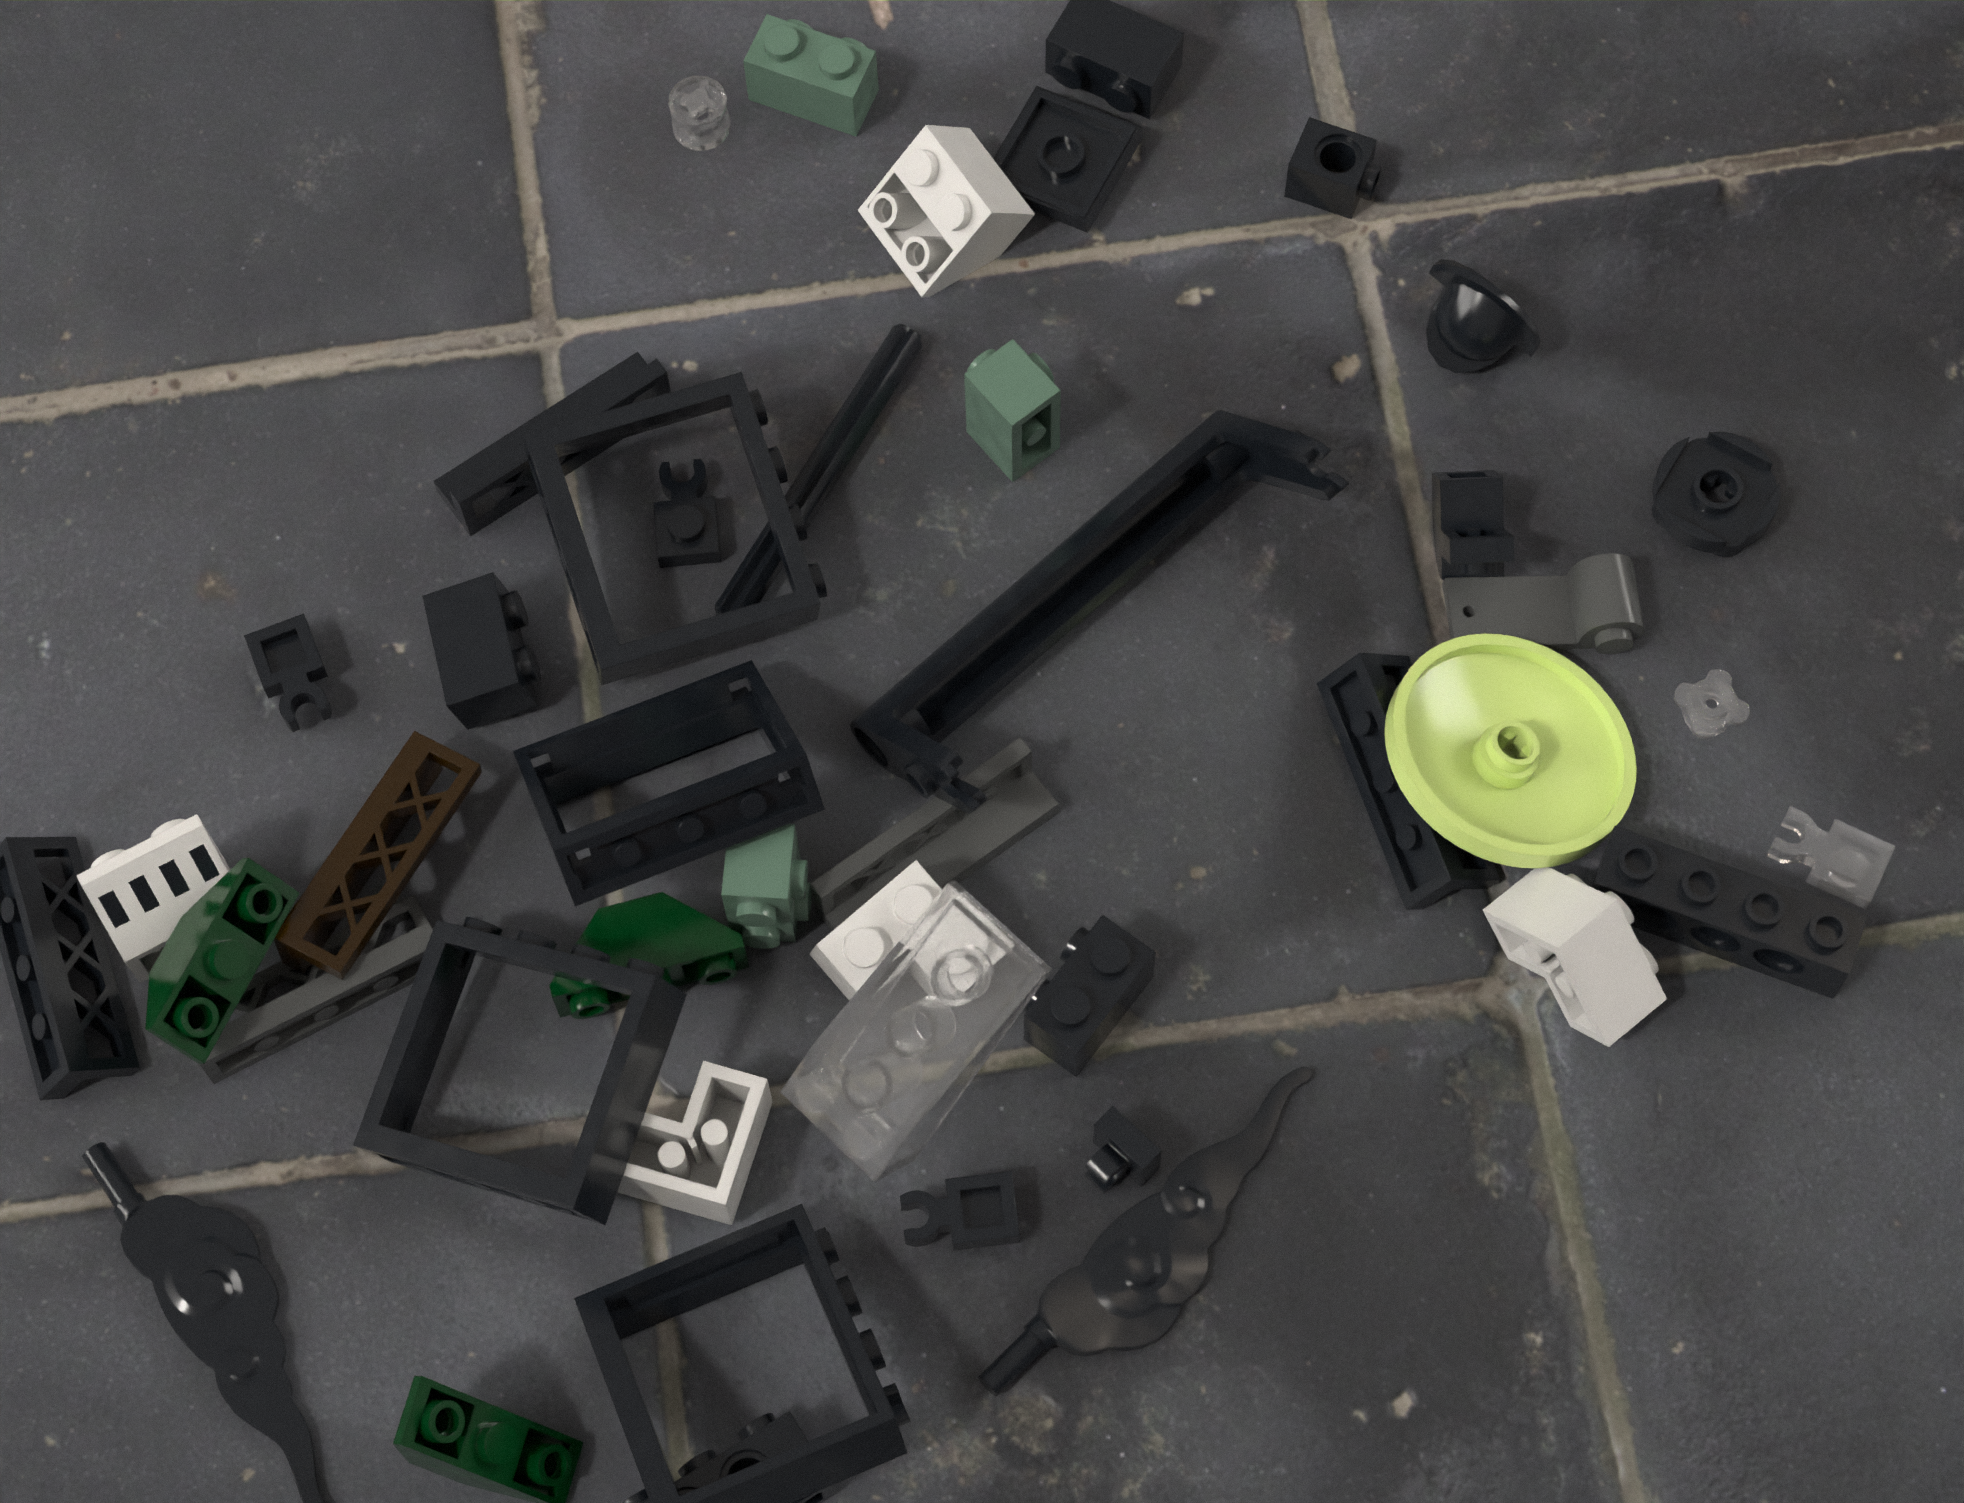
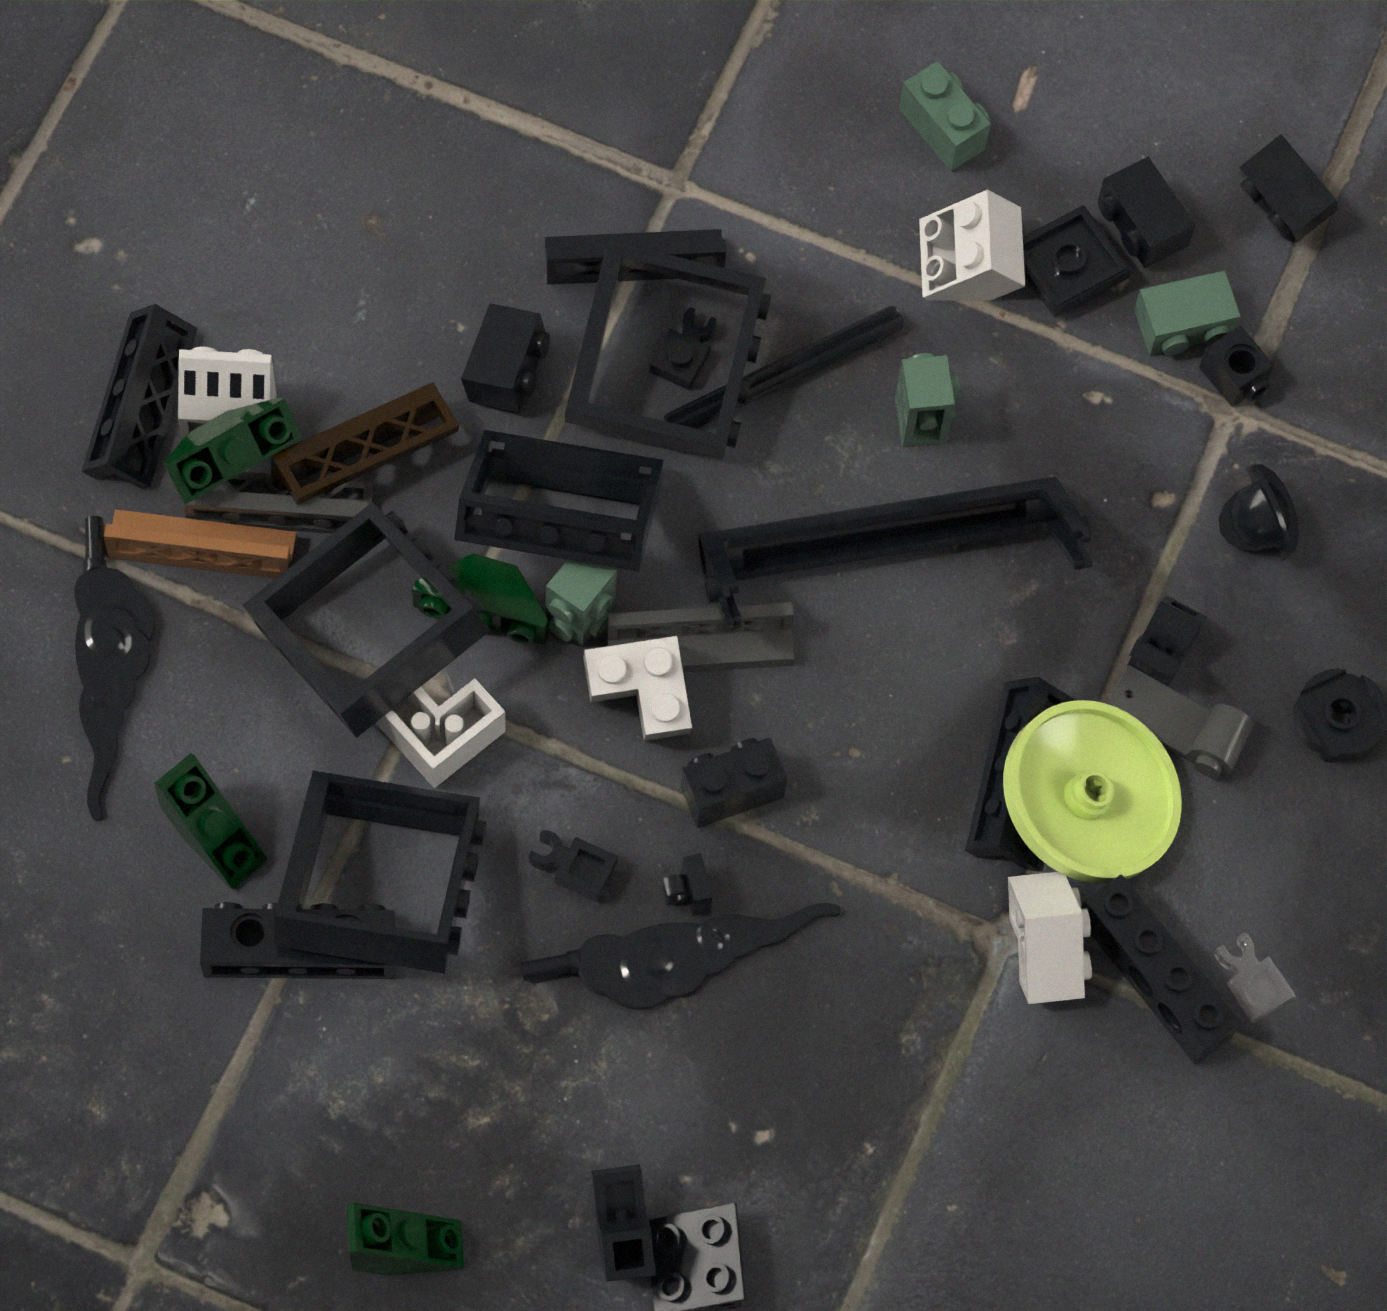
camera: 25 degrees right, 0 degrees up
(248, 1100) = (200, 544): none -> medium nougat fence
(288, 664) = (385, 298): black plate -> none
(690, 100) = (859, 88): clear wheel -> none
(916, 1033) = (608, 738): clear slope -> none
(1235, 141) = (1186, 313): none -> sand green brick
(1704, 720) = (1234, 852): clear plate -> none

